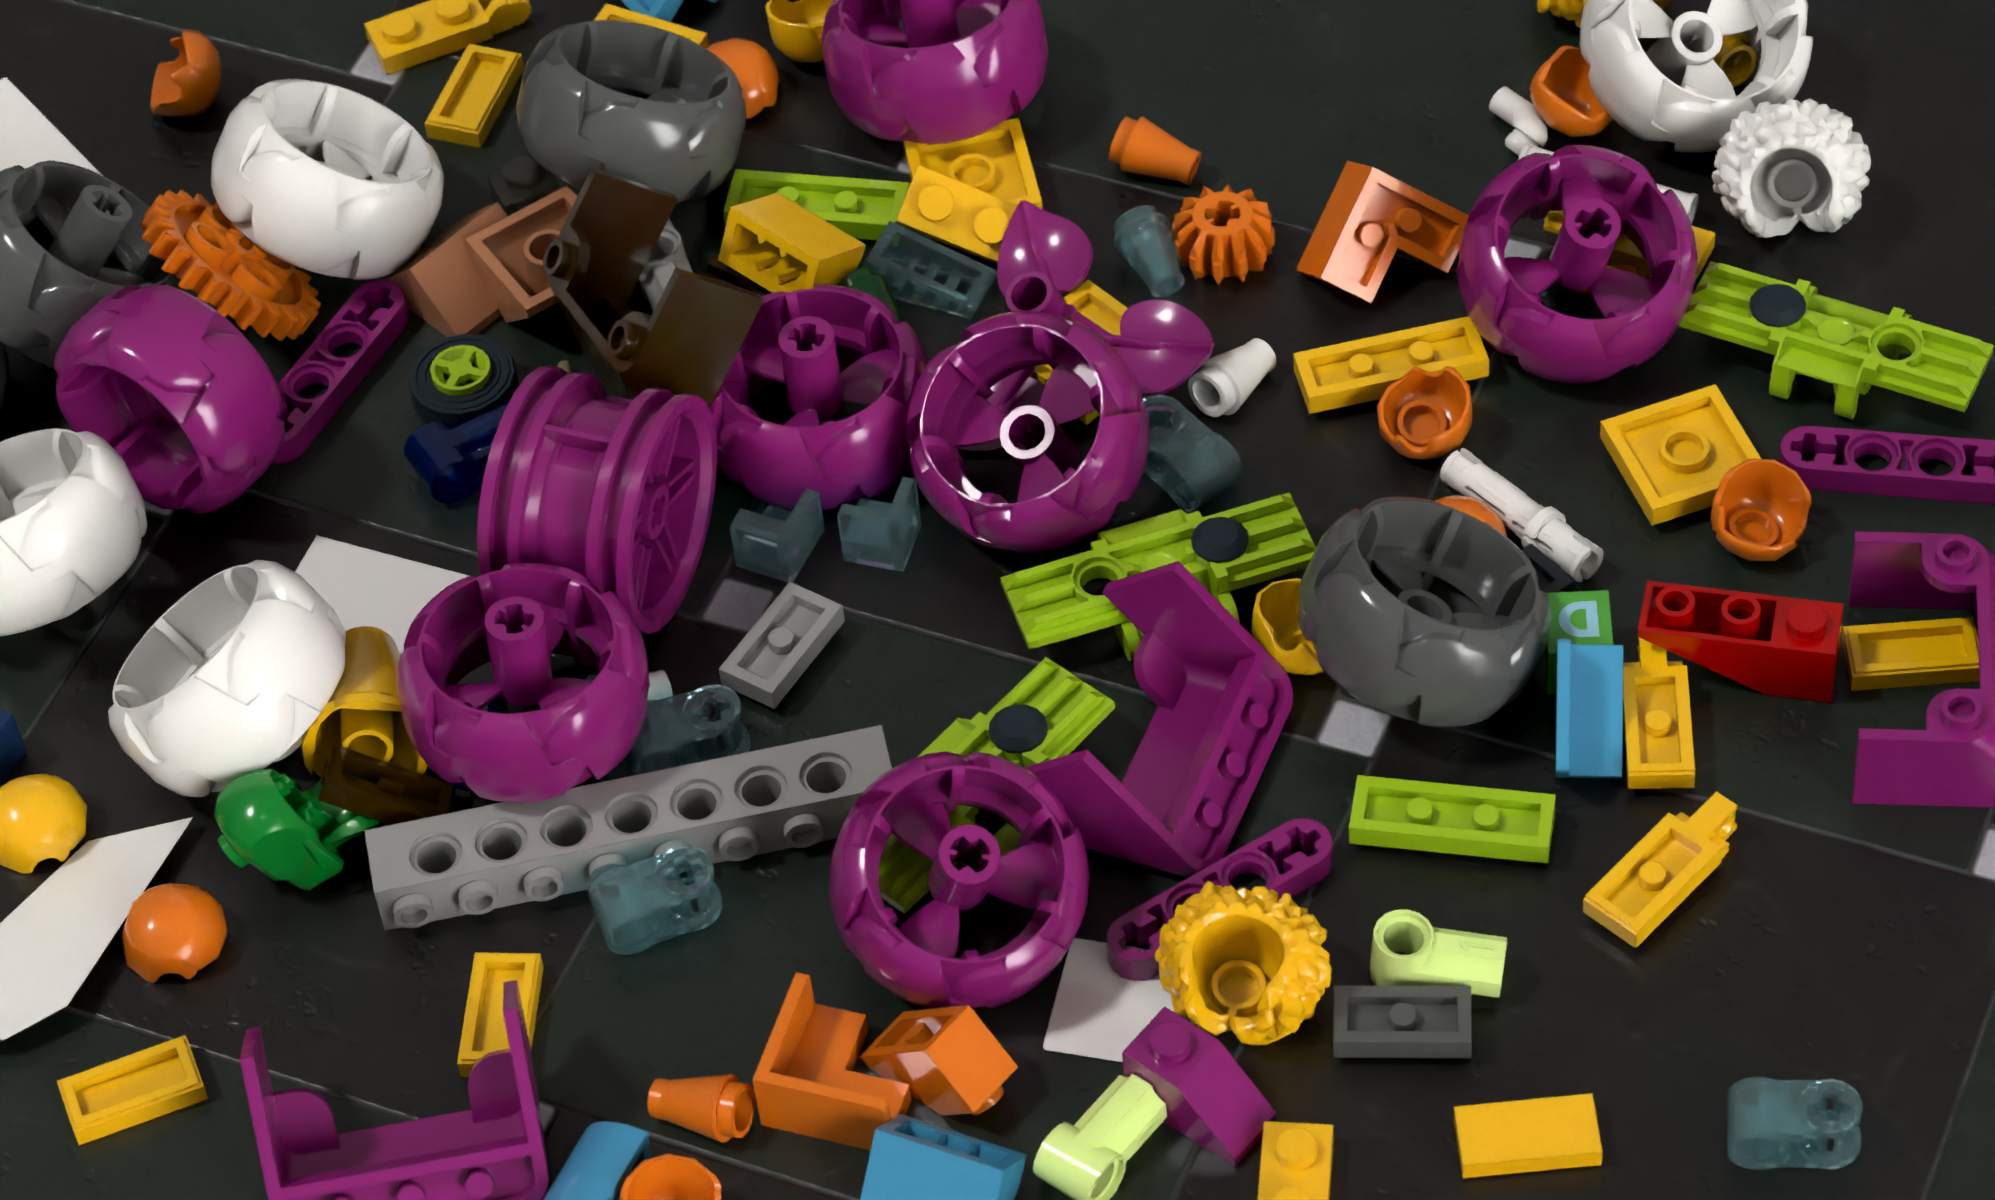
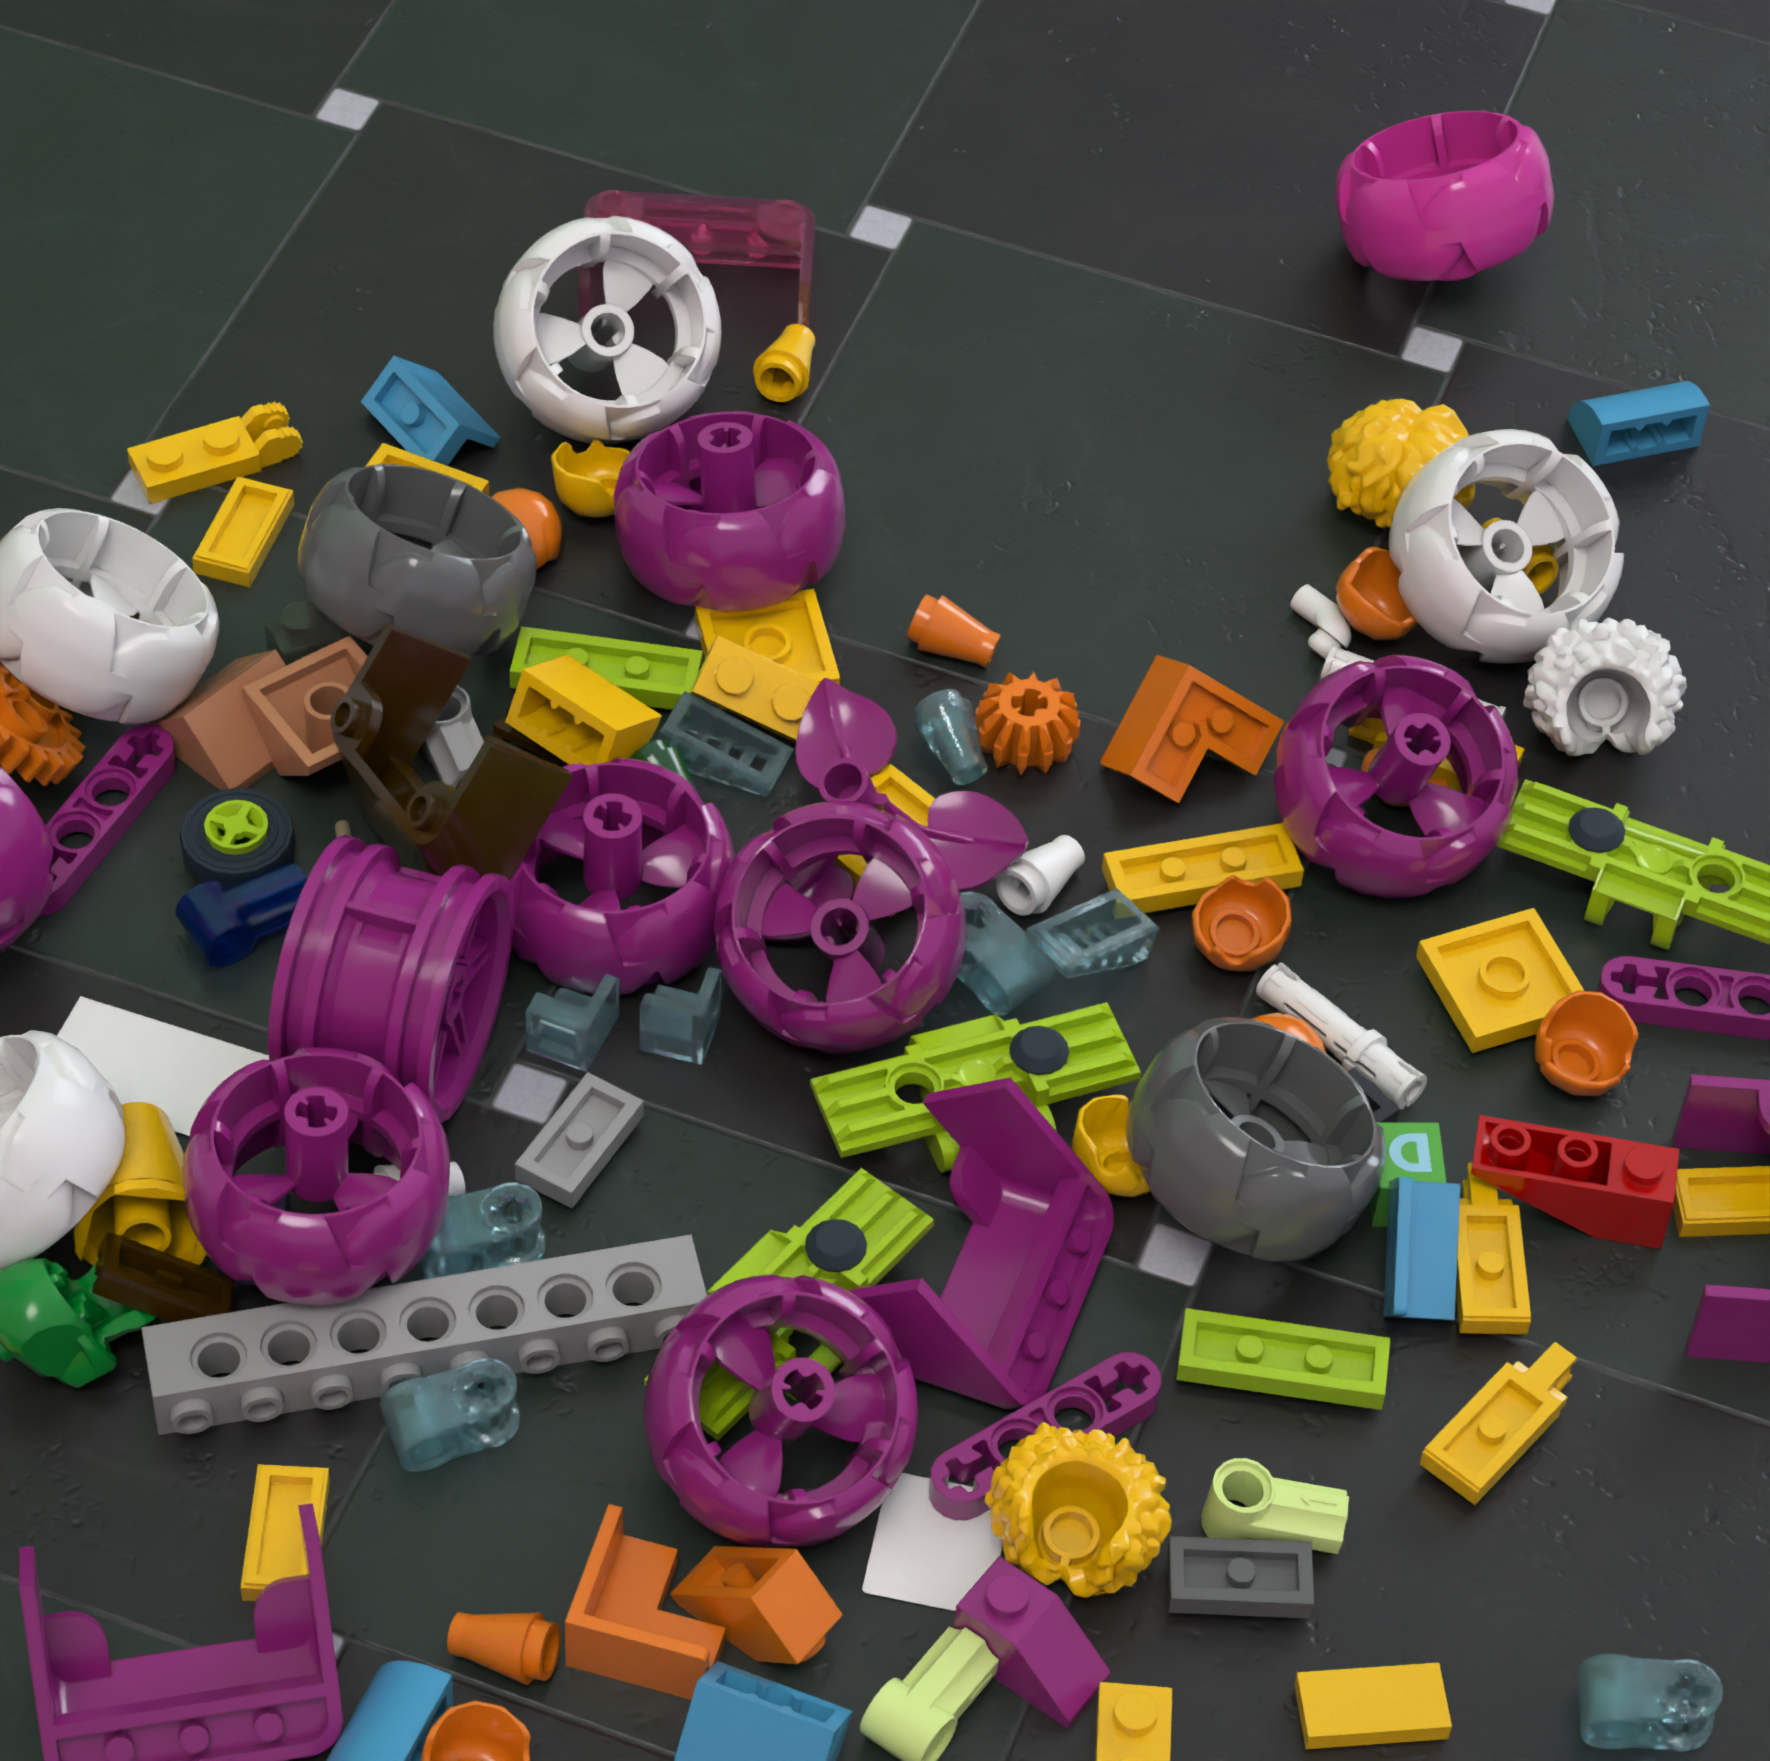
camera: 10 degrees left, 0 degrees up
(1292, 425) = (1095, 936): none -> clear light blue slope

